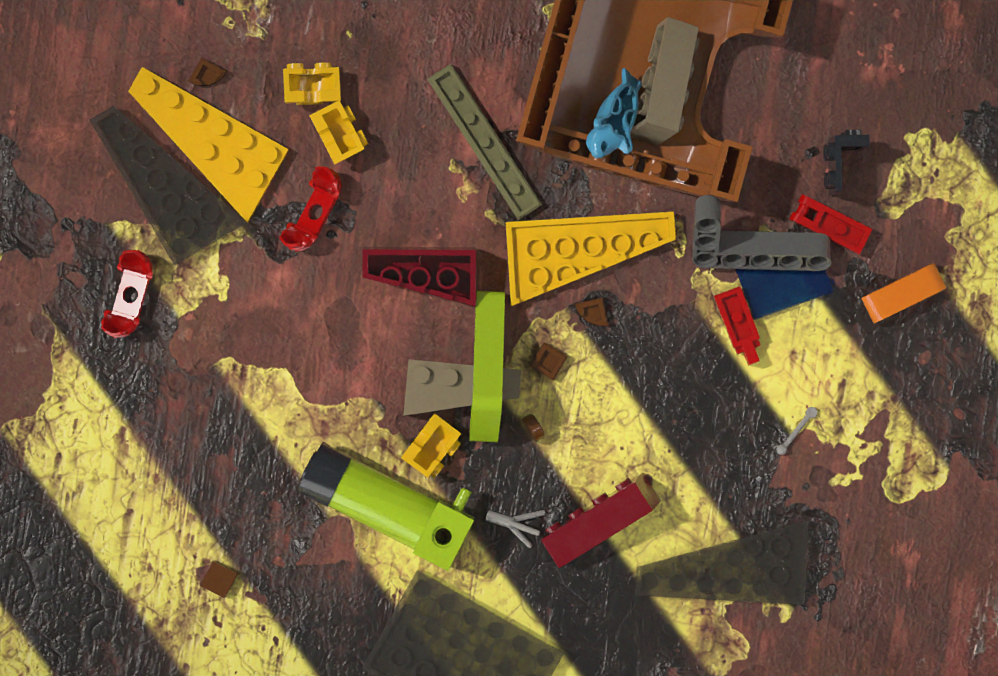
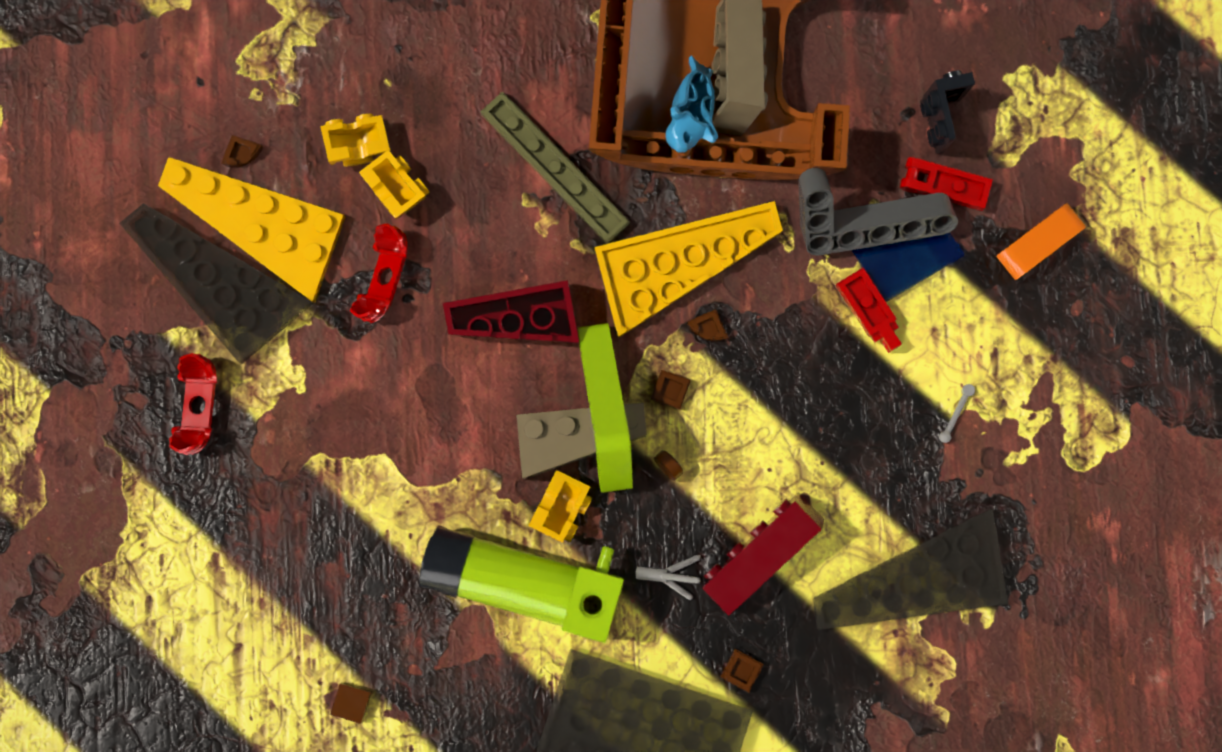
camera: 10 degrees left, 5 degrees down
(561, 617) = (741, 670): none -> reddish brown tile

